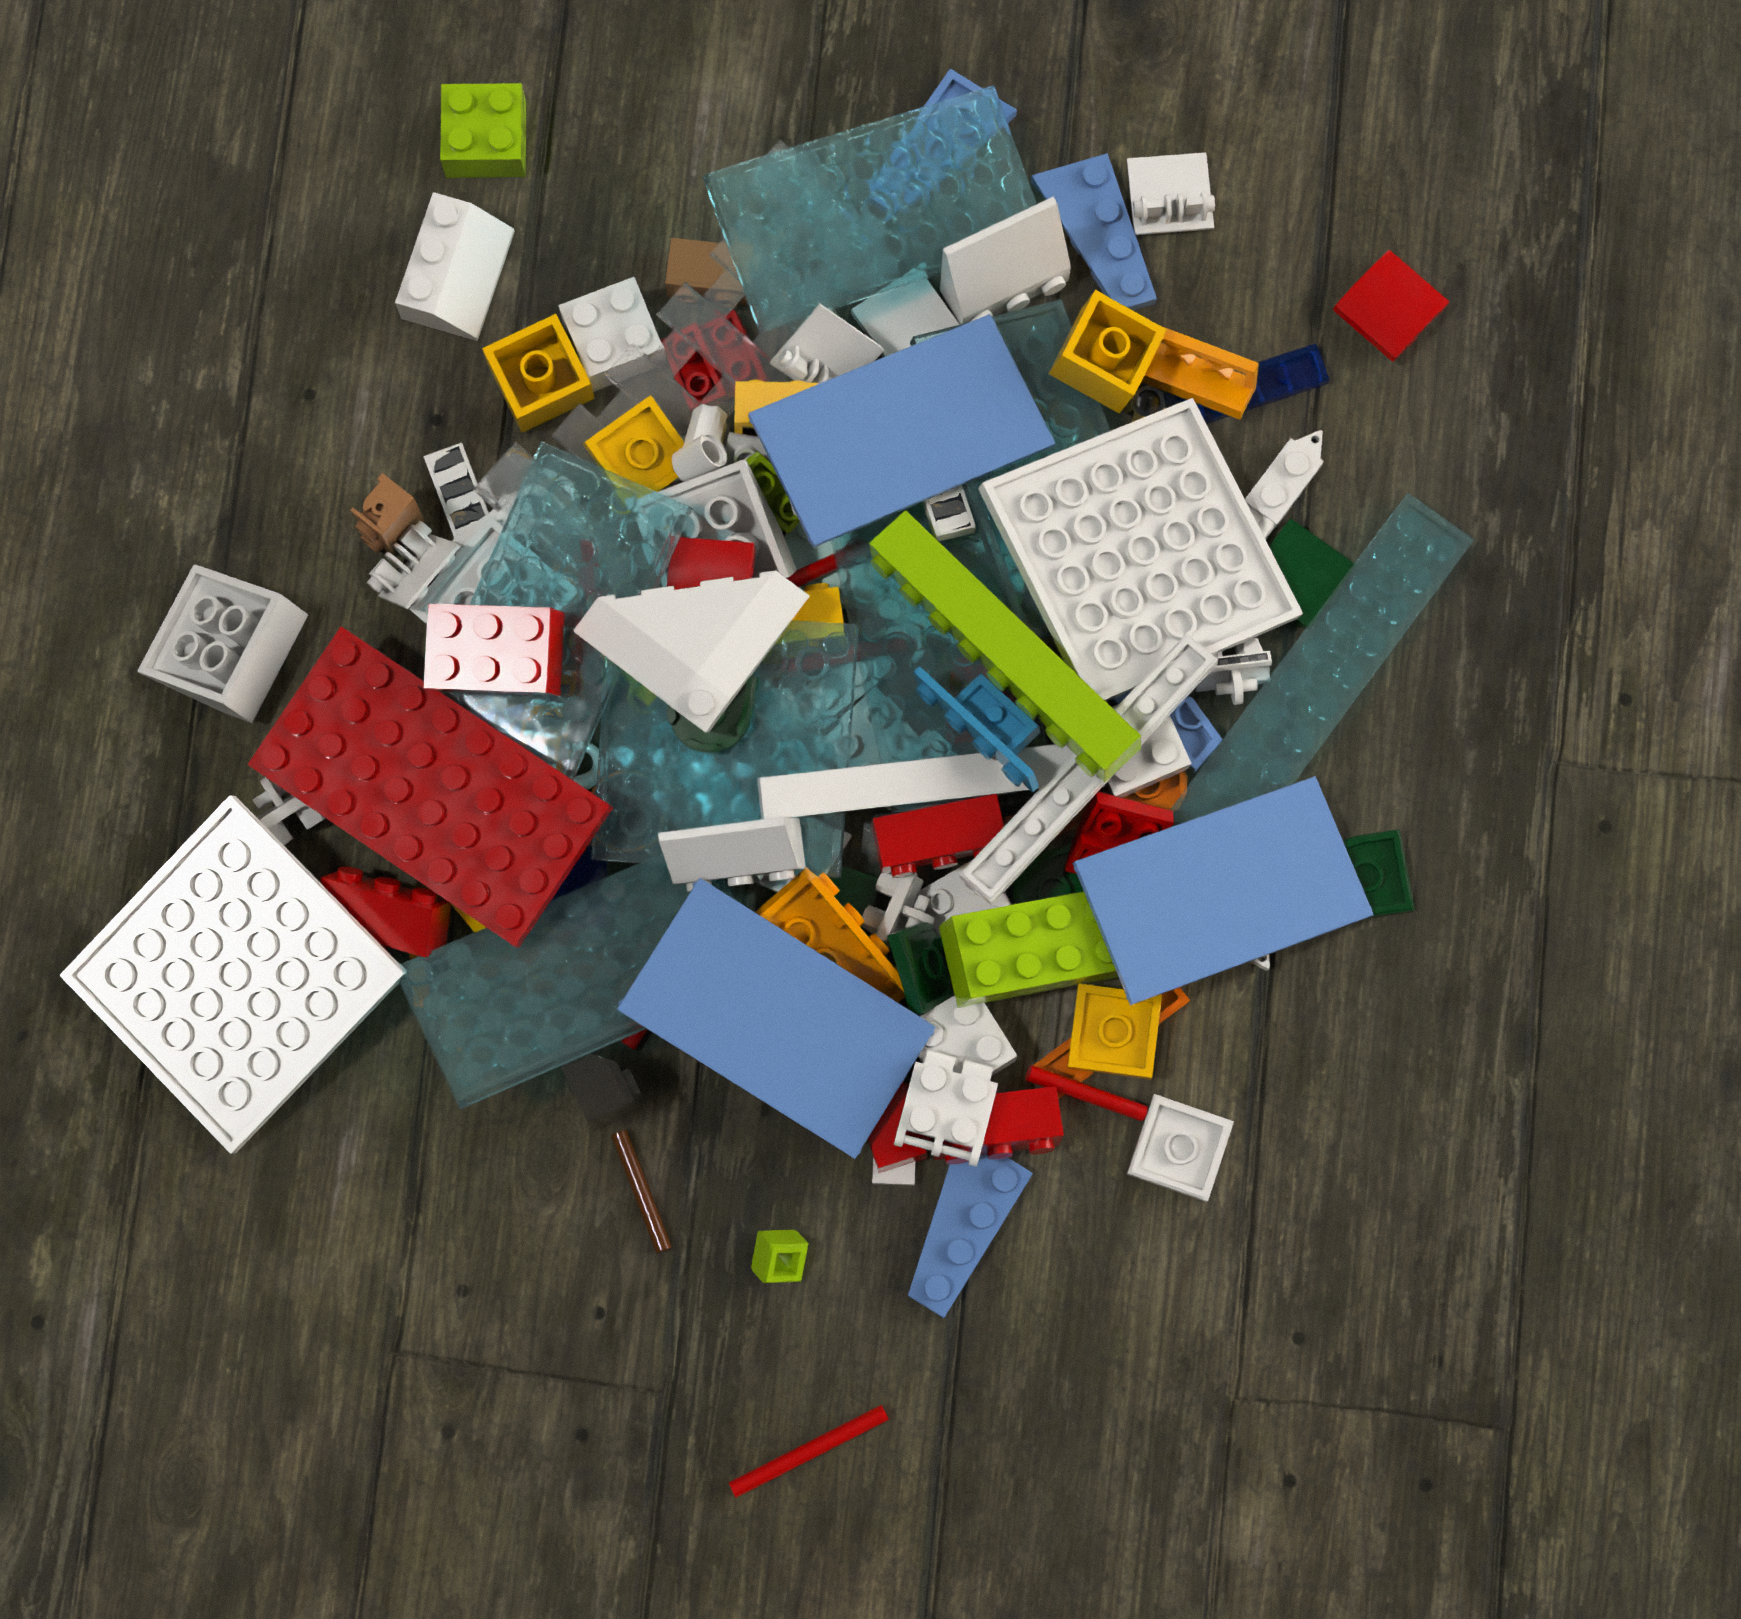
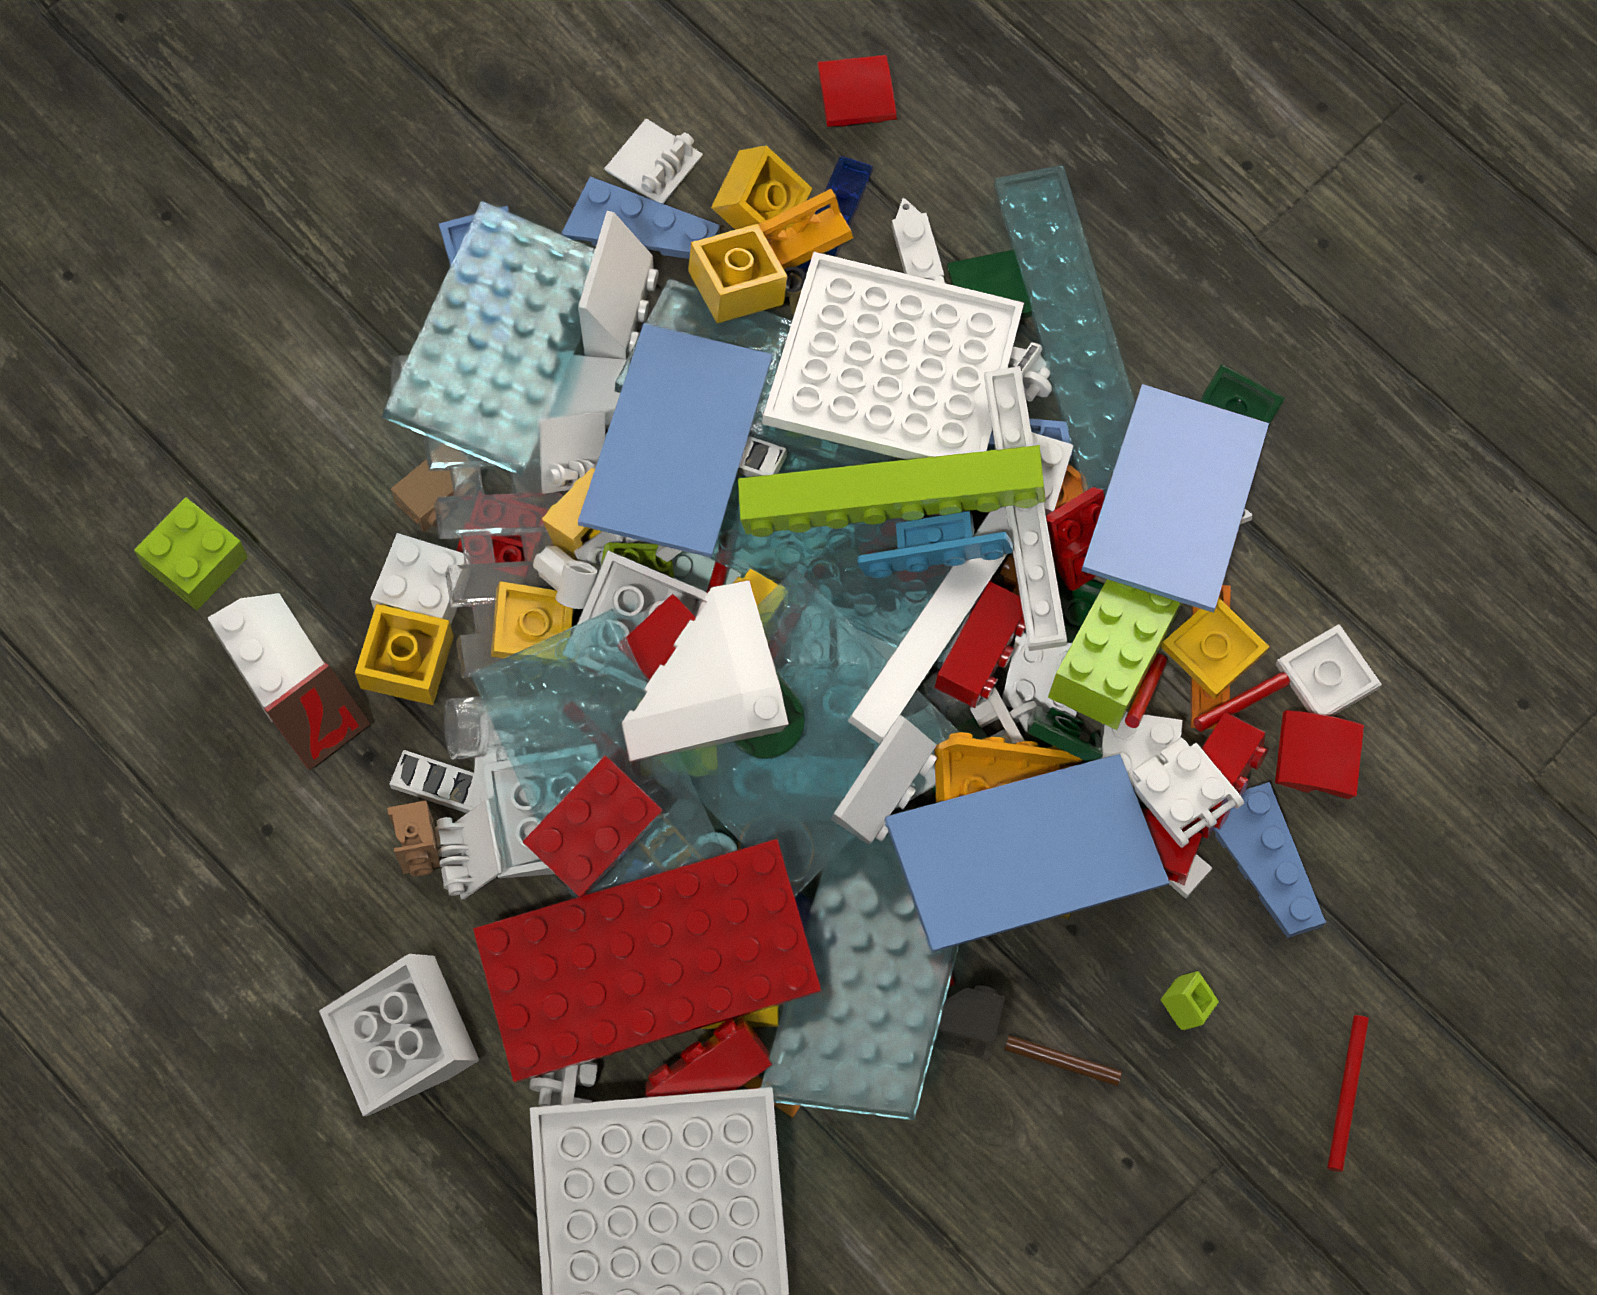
camera: 50 degrees left, 10 degrees down
(427, 350) = (317, 716): none -> reddish brown tile
(1020, 1004) = (1145, 691): none -> red bar
(1094, 1196) = (1319, 754): none -> red slope
(1217, 305) = (759, 189): none -> yellow slope

